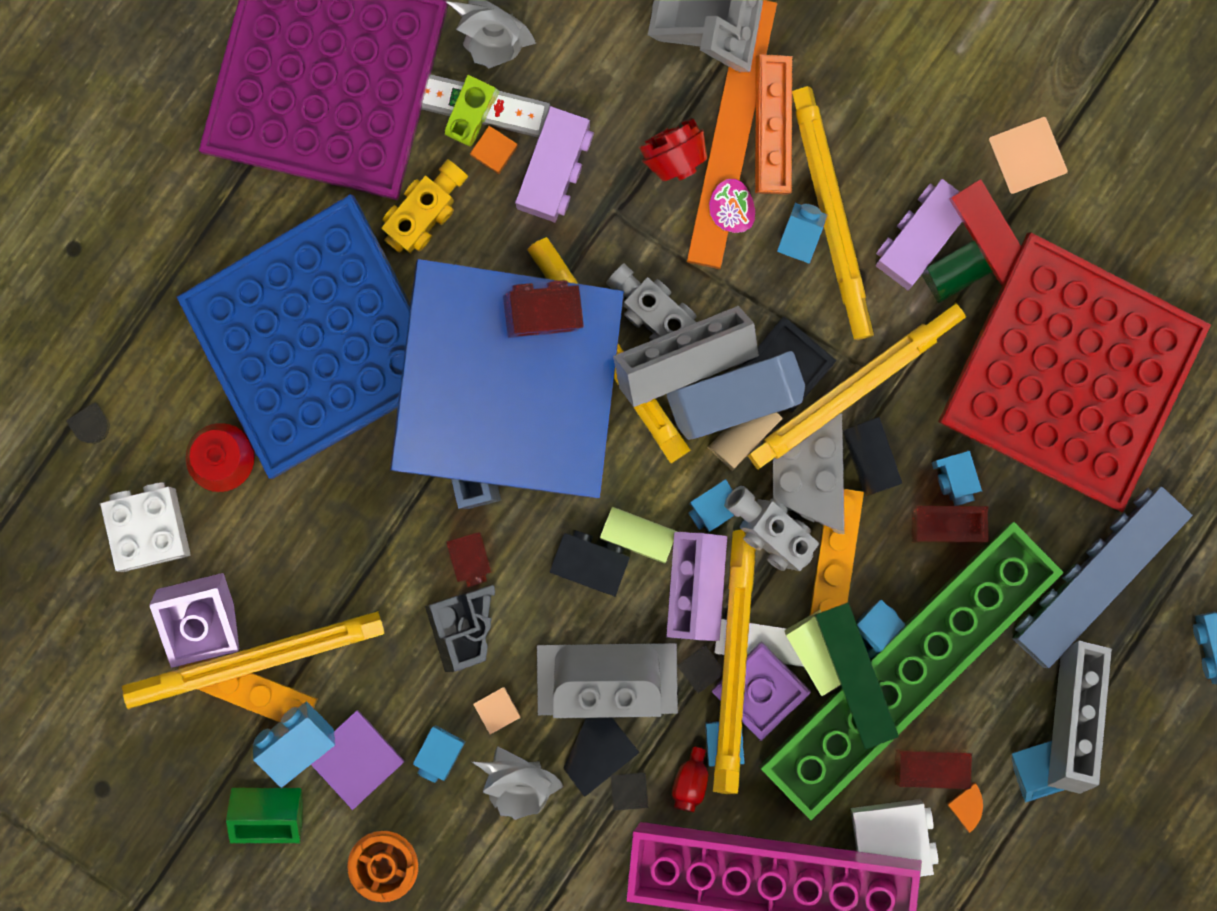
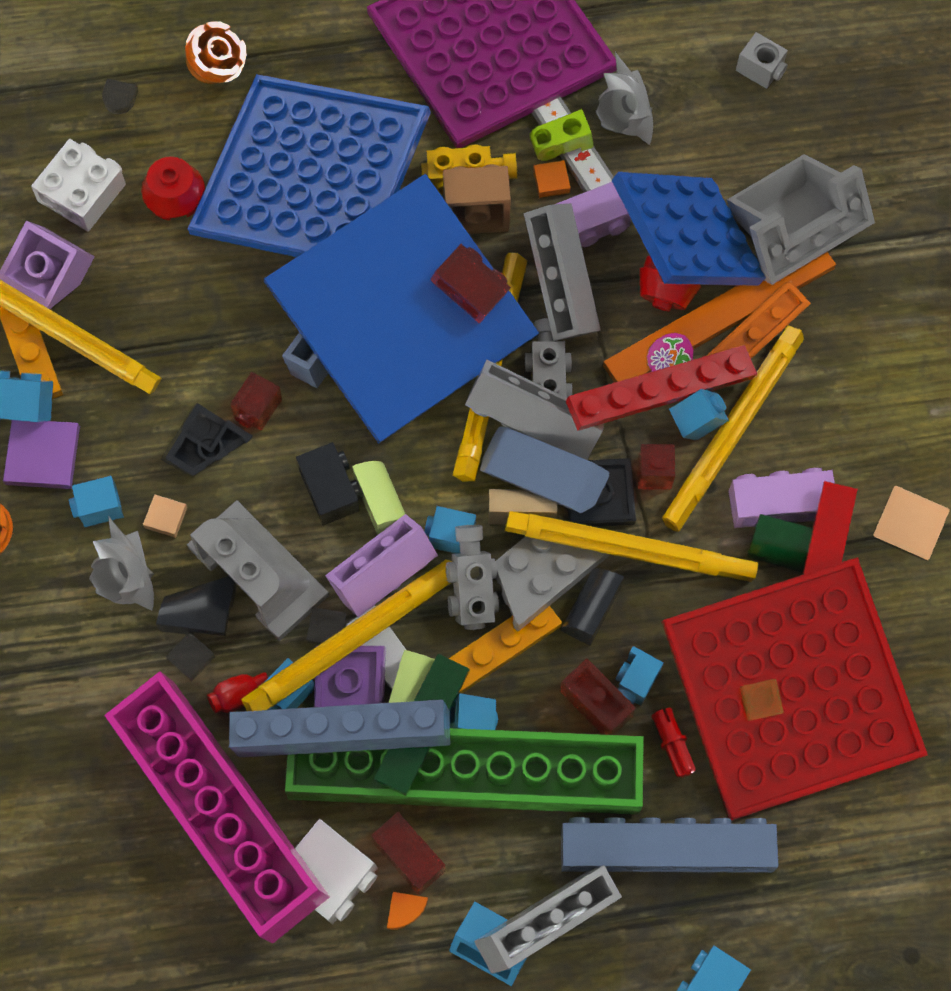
camera: 40 degrees right, 15 degrees down
(132, 316) = (214, 53): none -> orange cone
(463, 229) = (479, 197): none -> medium nougat brick
(593, 226) = (562, 271): none -> light grey brick
(651, 95) = (688, 229): none -> blue plate
(759, 243) = (660, 387): none -> red plate
(809, 742) = (340, 728): none -> sand blue brick
(811, 304) = (656, 466): none -> clear red brick
(1029, 498) = (673, 742): none -> red axle
(1065, 407) = (761, 699): none -> clear yellow tile

